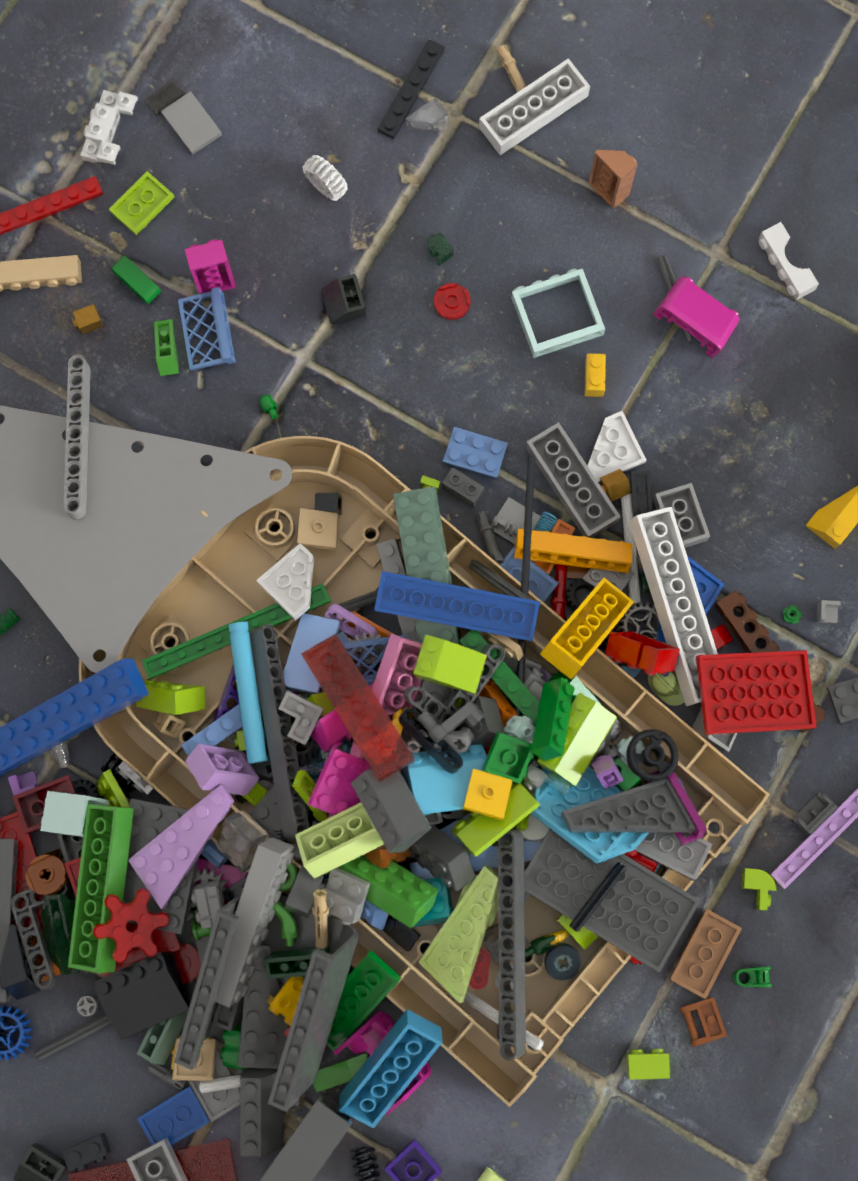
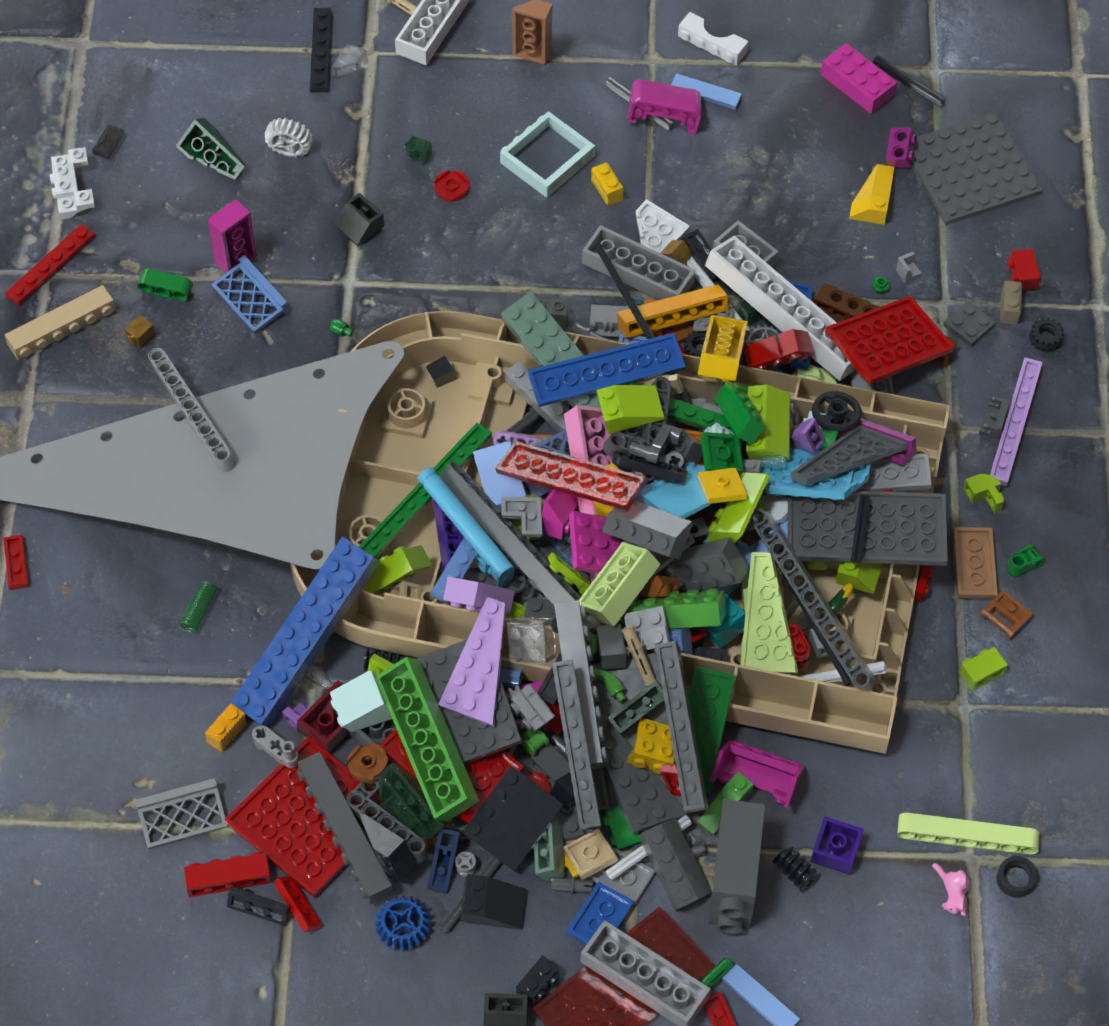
camera: 30 degrees left, 20 degrees down
(70, 993) = (444, 859): none -> dark blue slope
(88, 1058) = (492, 902): none -> black slope
(116, 926) = (465, 756): red plate -> none
(127, 772) = (402, 647): light grey wing -> none
(141, 203) = (135, 226): lime plate -> none
(166, 347) = (224, 323): bright green slope -> none
(191, 123) = (143, 151): light grey tile -> none
(239, 740) = (478, 574): lime plate -> none
(250, 146) = (207, 146): none -> dark green wedge
(291, 581) = (448, 432): white plate -> none
(317, 529) = (444, 390): tan plate -> none
(390, 1068) = (770, 755): dark azure brick -> none
(475, 453) = (543, 283): medium blue plate -> none
(558, 952) = (855, 613): black bush -> none
(749, 316) = (709, 92): none -> light blue tile

